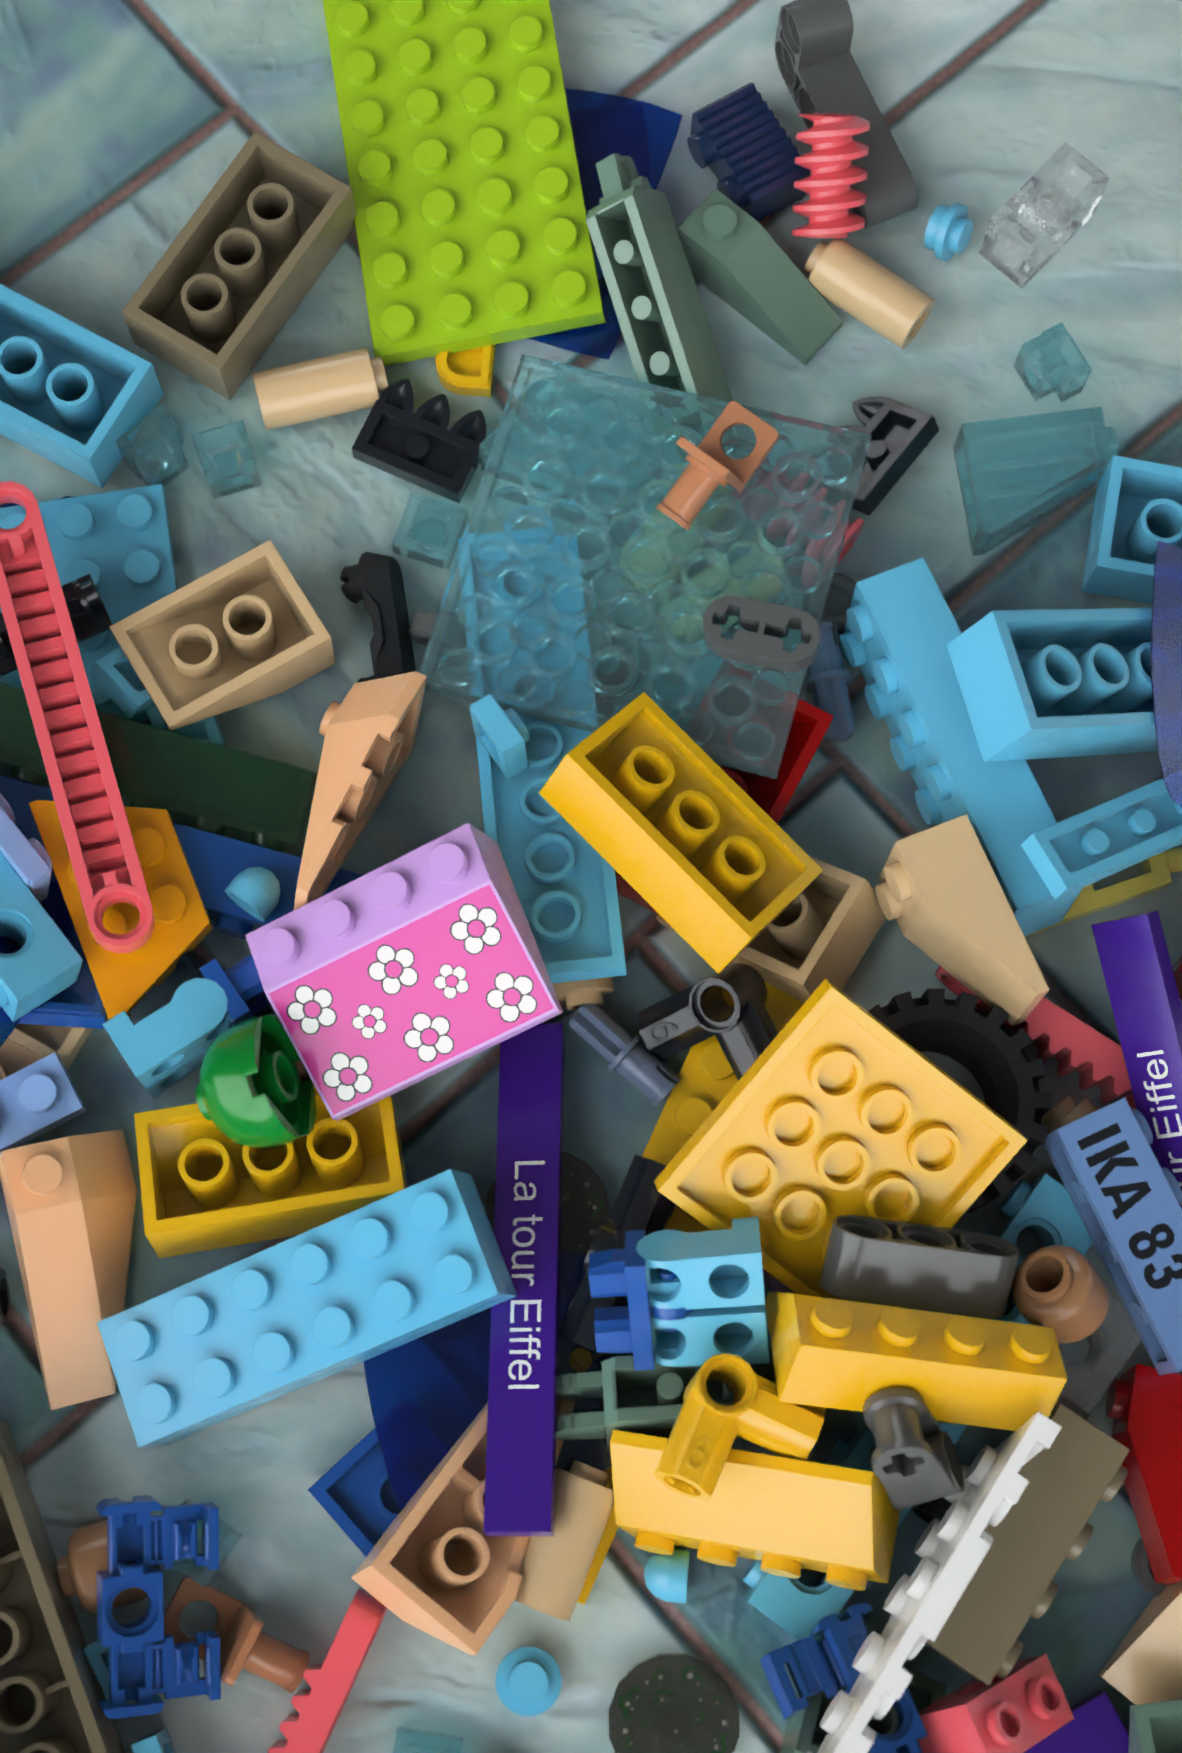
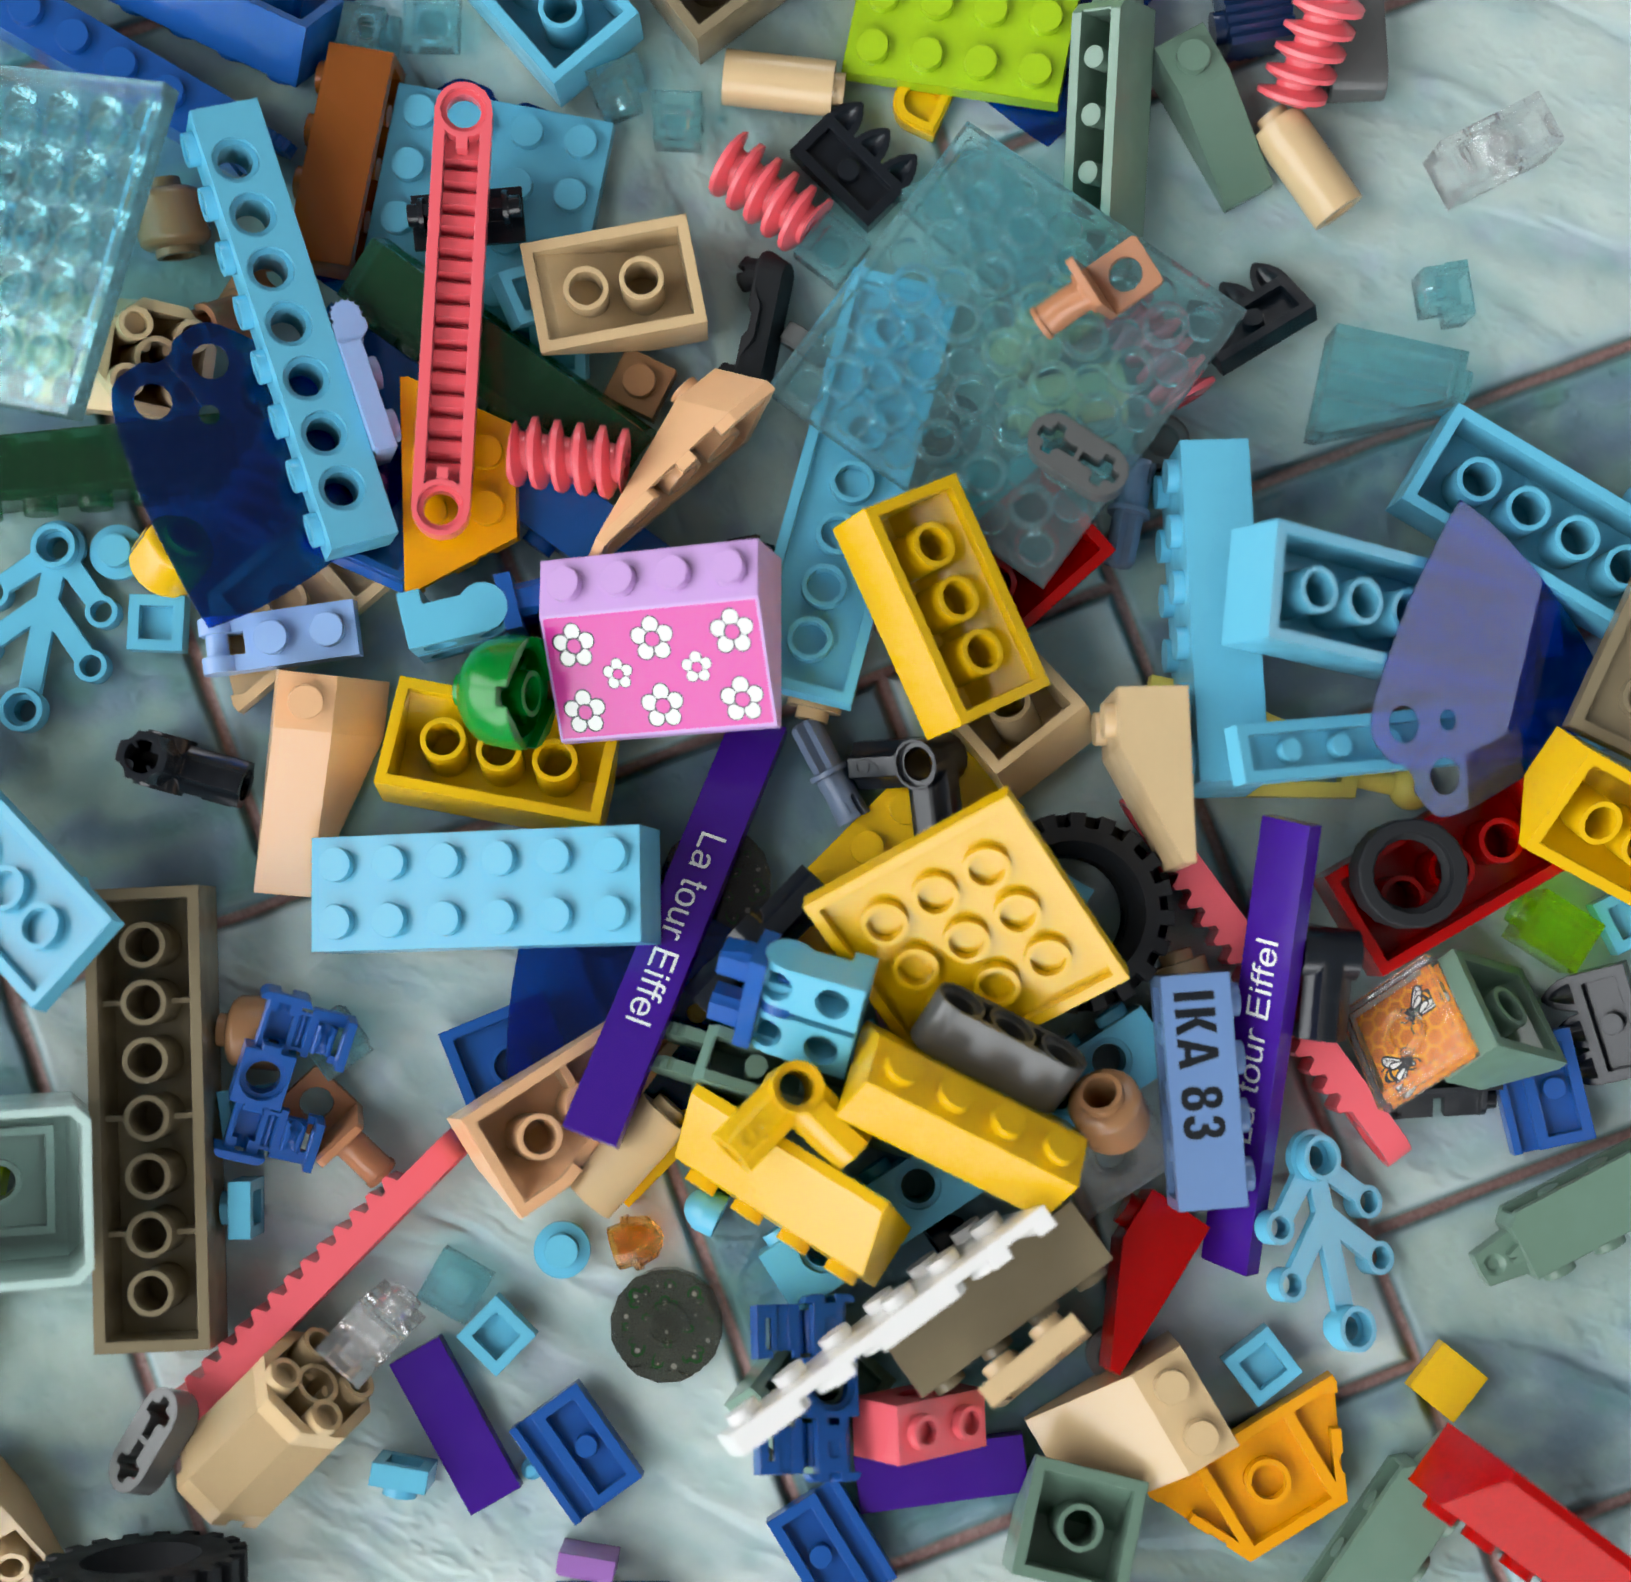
camera: 25 degrees right, 10 degrees up
(236, 821) = (568, 459): none -> coral piece
(255, 892) = (565, 523): medium azure hinge -> none
(282, 730) = (641, 384): none -> medium nougat plate
(343, 499) = (764, 194): none -> coral piece
(501, 735) = (822, 463): medium azure plate -> none
(605, 1639) = (635, 1241): none -> clear orange plate
(911, 1450) = (929, 1194): dark grey piece -> none
(948, 231) = (1402, 133): medium azure plate -> none
(1101, 1570) = (1015, 1372): none -> tan plate

